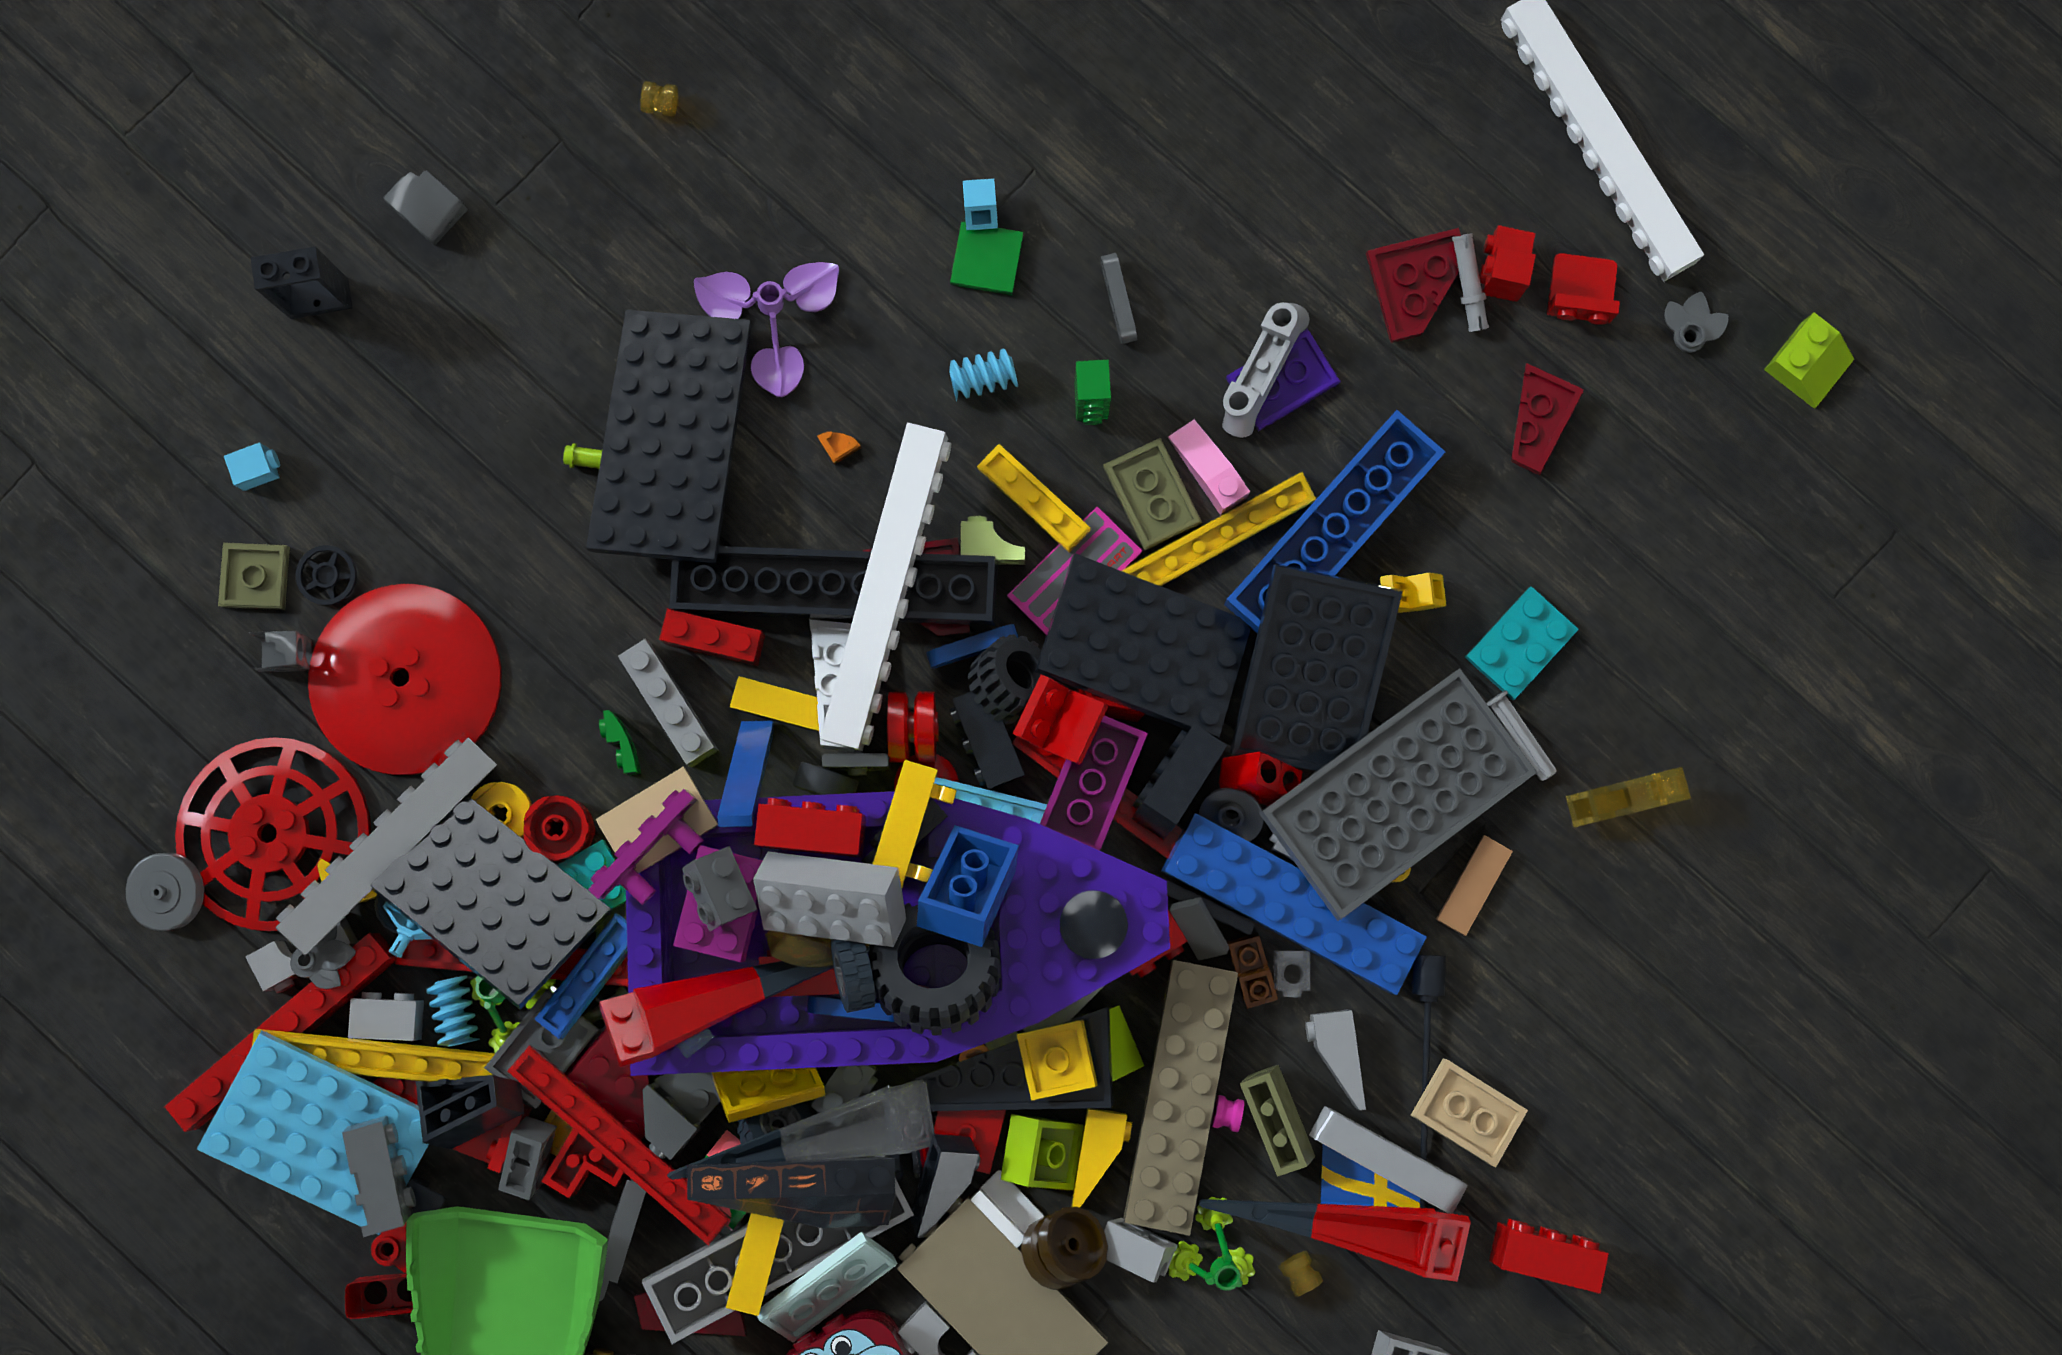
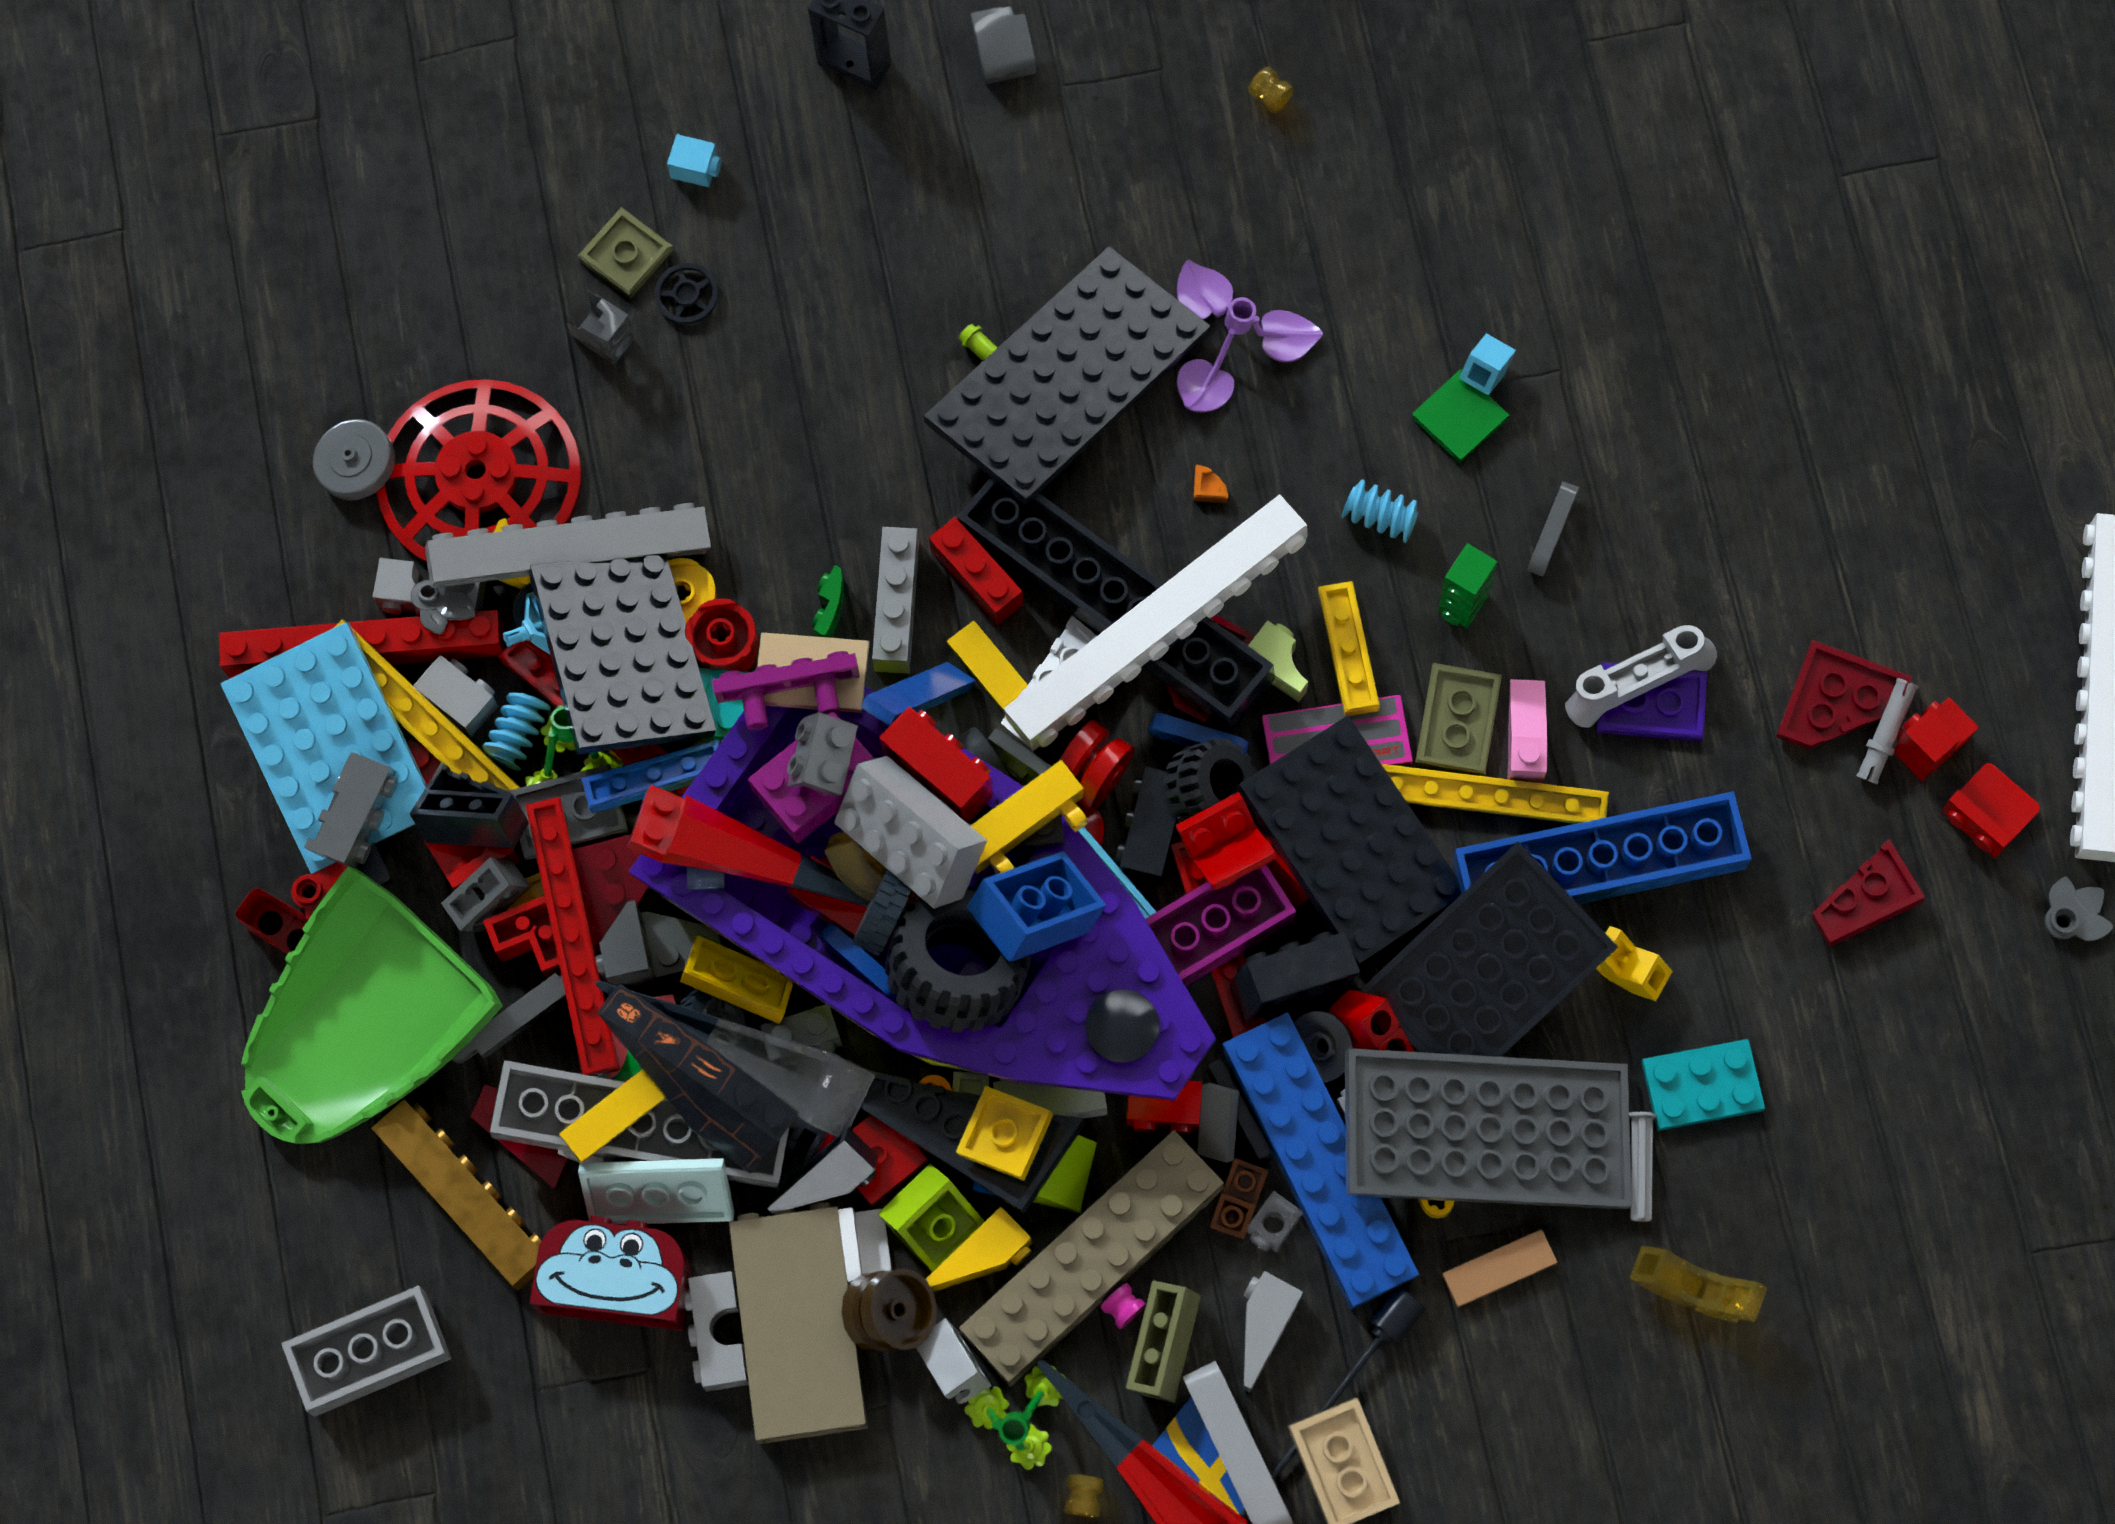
camera: 40 degrees right, 10 degrees down
(449, 687) = (713, 462): red dish -> none

